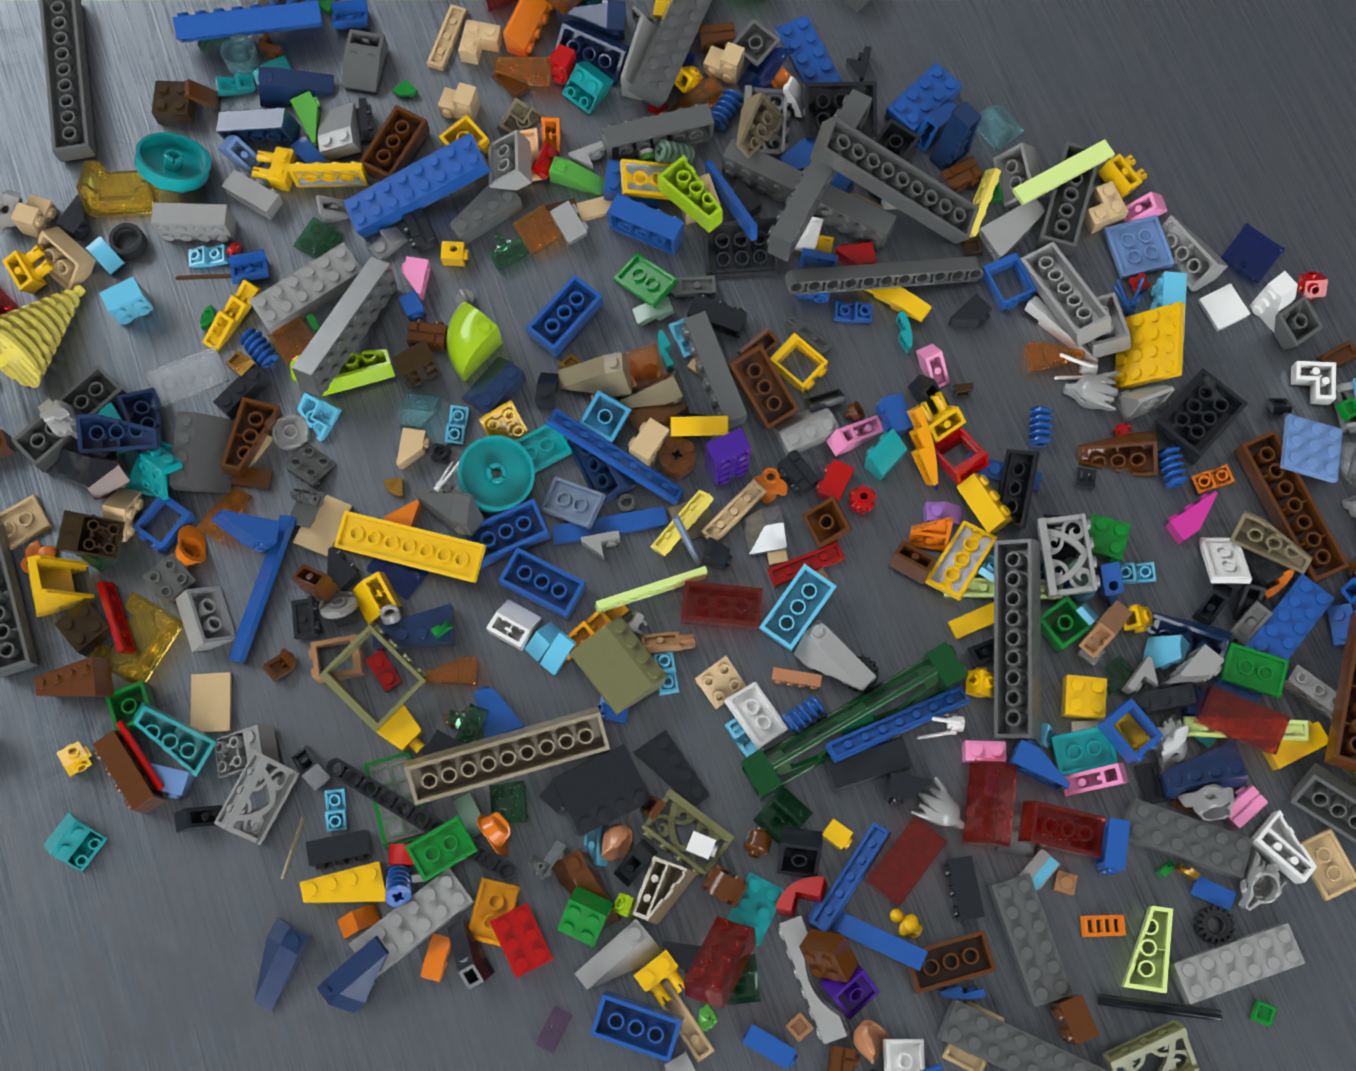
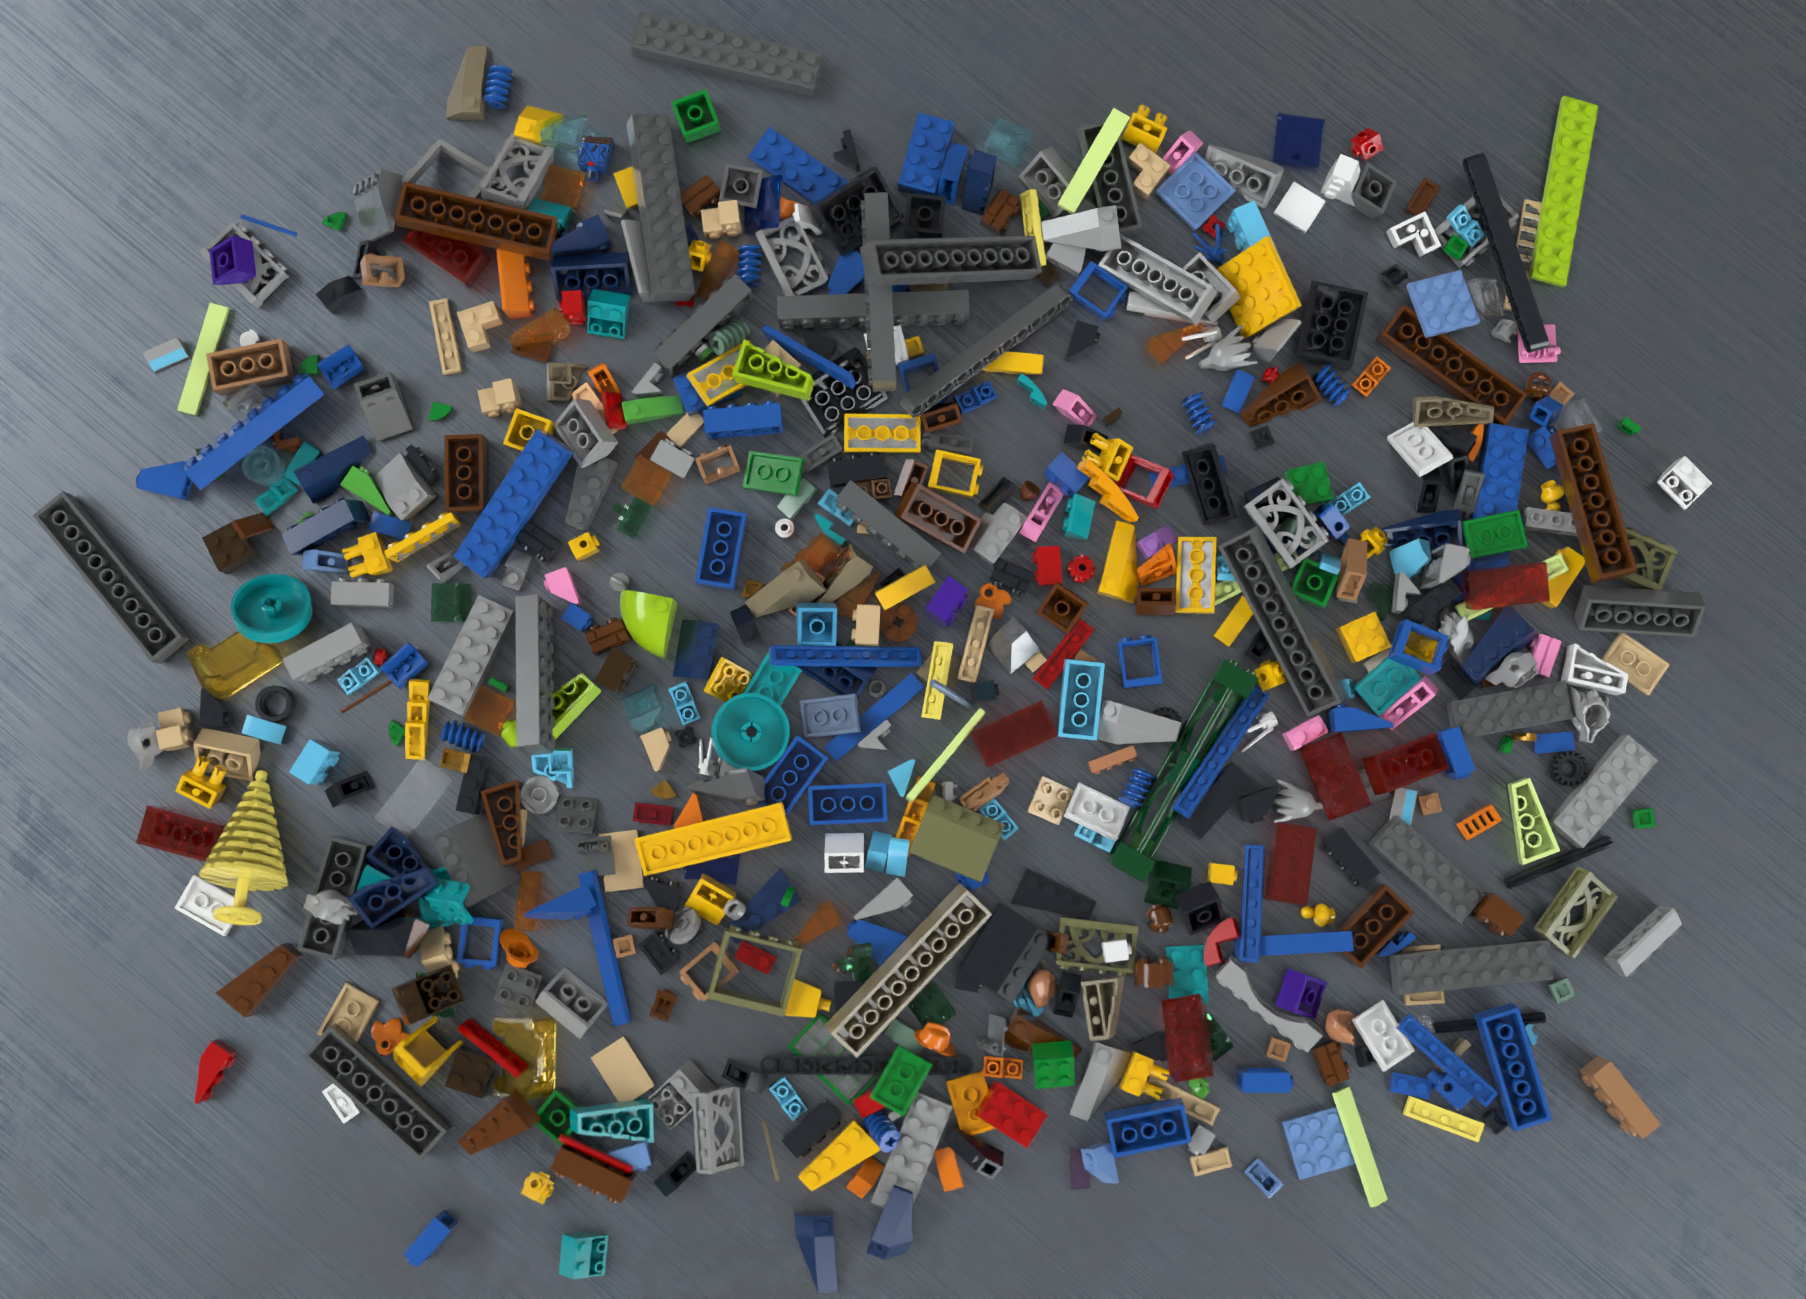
camera: 30 degrees left, 10 degrees up
(140, 339) = (349, 789): none -> black slope
(157, 27) = (165, 480): none -> blue slope
(279, 595) = (623, 946): none -> medium nougat plate
(373, 500) = (653, 814): none -> dark red plate
(528, 683) = (889, 899): none -> light grey slope
(540, 894) = (1003, 1067): none -> orange slope
(575, 1034) = (1100, 1162): none -> medium blue slope
(603, 249) = (717, 464): none -> medium nougat window
(604, 586) = (901, 775): none -> medium azure slope
(624, 905) = (1080, 1035): lime bracket -> none
(628, 334) = (784, 534): none -> white plate
(727, 340) = (877, 489): none -> medium nougat slope
(756, 297) = (881, 433): none -> piece
(757, 123) = (790, 267): dark tan wedge -> none
(814, 309) = (941, 416): none -> reddish brown brick
(828, 955) = (1272, 980): reddish brown brick -> none
(856, 254) = (951, 342): red slope -> none
(859, 624) = (1140, 682): none -> blue window
(895, 520) = (1120, 573): none -> yellow wedge
(985, 503) = (1189, 512): yellow brick -> none
(1027, 222) = (1086, 229): none -> light grey wedge
(1085, 427) = (1238, 390): none -> blue slope
(1188, 523) = (1372, 426): dark pink slope -> none
(1327, 666) = (1551, 493): none -> yellow animal

